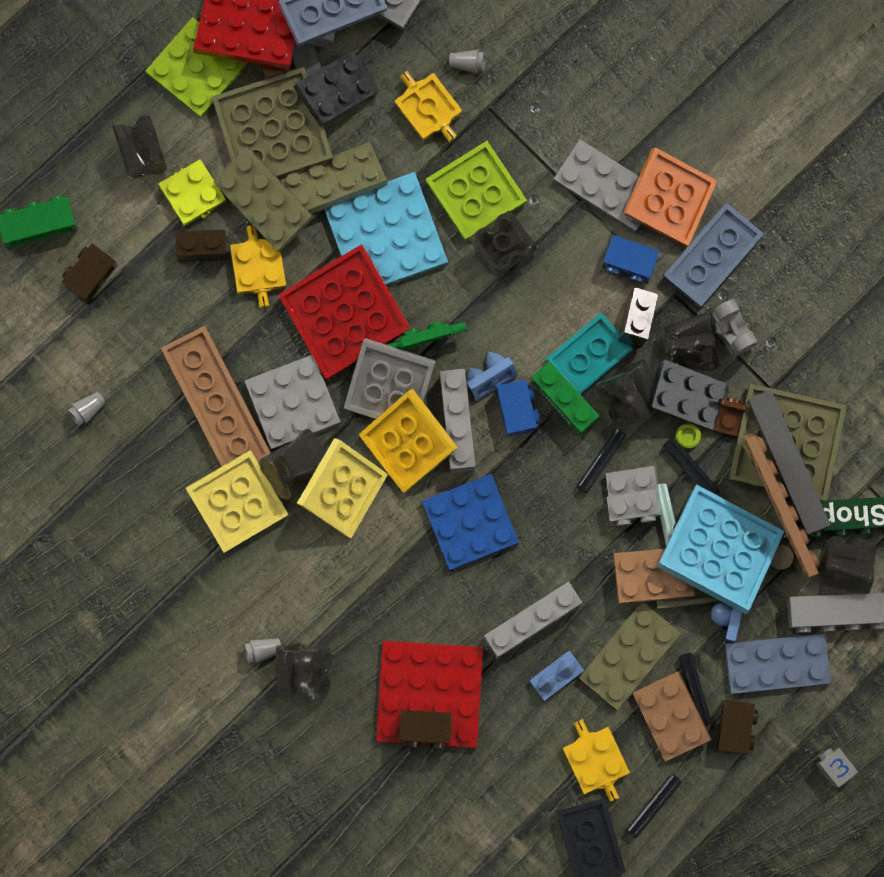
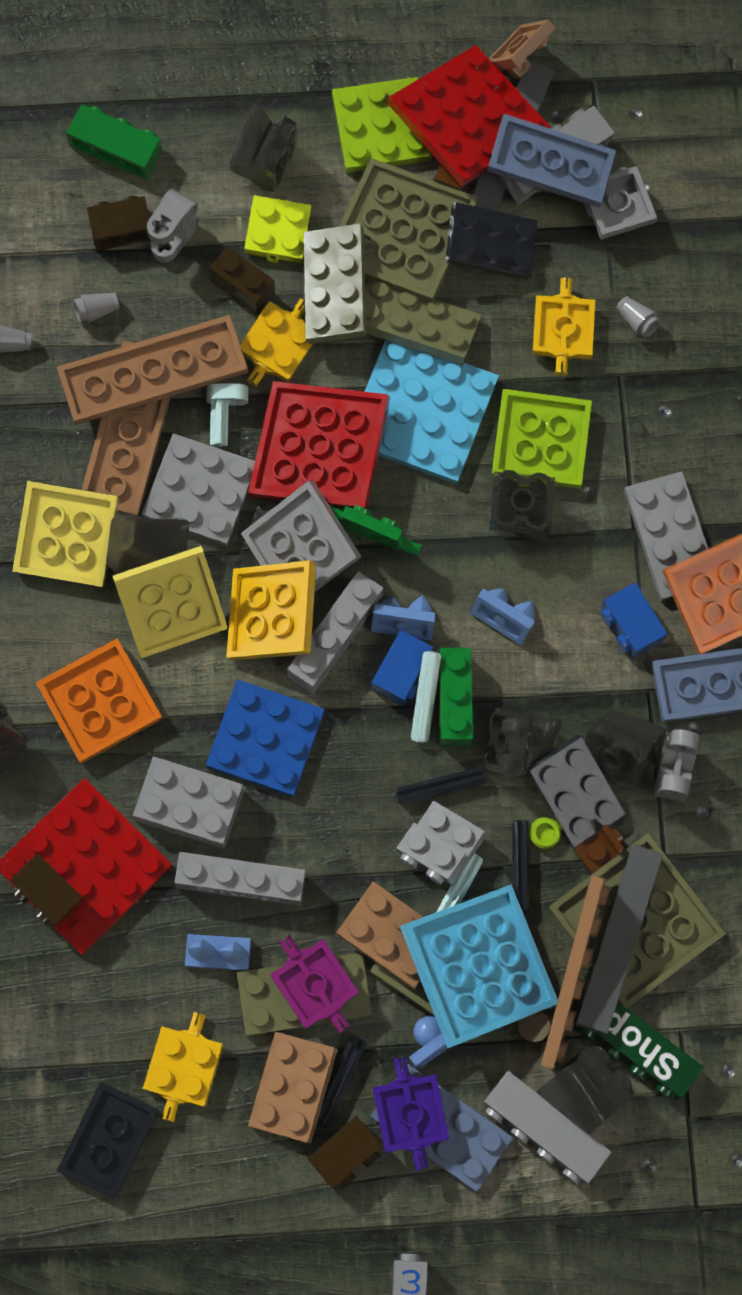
camera: 40 degrees right, 5 degrees down
(121, 340) = (94, 306): none -> light grey cone
(126, 245) = (177, 224): none -> light grey piece
(198, 351) = (152, 369): none -> medium nougat plate
(254, 333) = (220, 397): none -> light aqua piece
(349, 586) = (99, 701): none -> orange plate
(461, 601) = (188, 802): none -> light grey brick
(547, 414) = (425, 696): none -> light aqua axle
(558, 322) = (496, 612): none -> medium blue tile
(589, 353) = (517, 677): teal tile -> none
(633, 644) = (314, 984): none -> magenta plate
(637, 318) = (591, 679): brick -> none
(653, 806) = (199, 1159): black axle -> none
(755, 671) = (410, 1113): none -> dark purple plate

